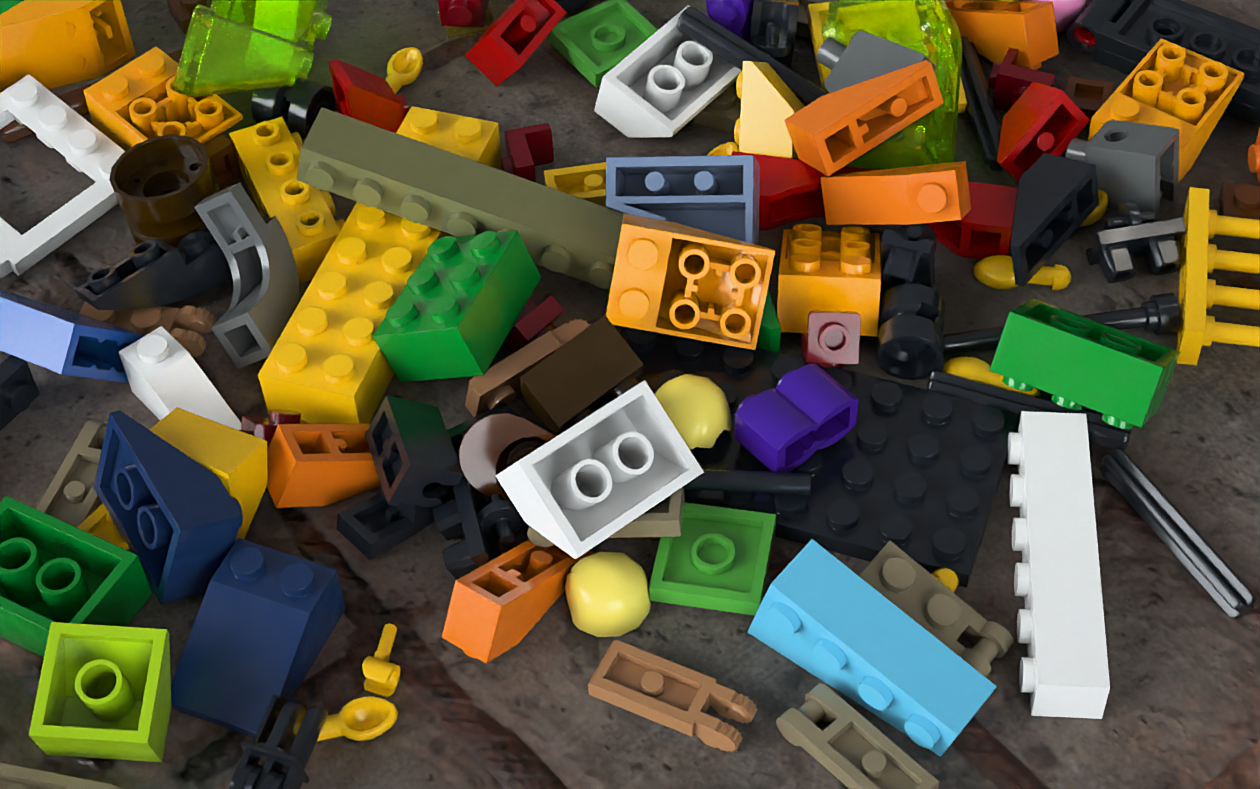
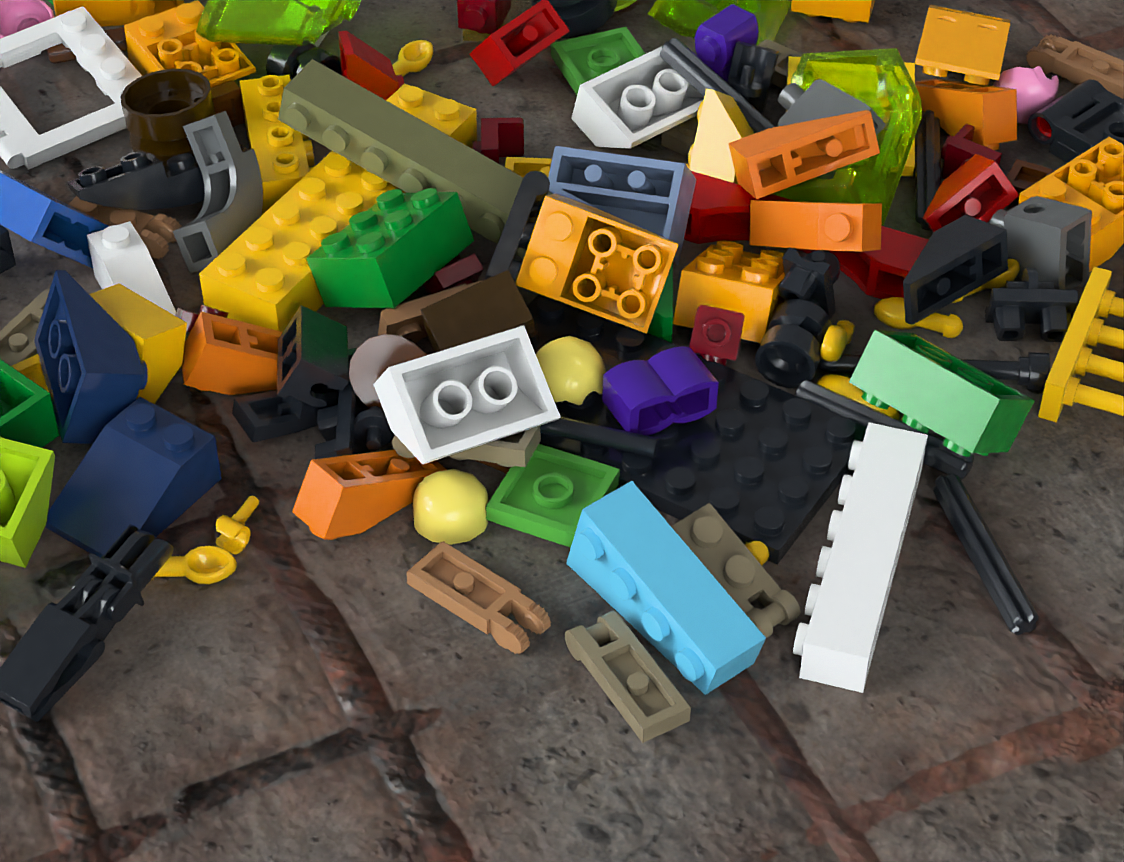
camera: 10 degrees right, 5 degrees down
(593, 264) = (518, 228): none -> black plate
(954, 319) = (836, 339): none -> yellow piece

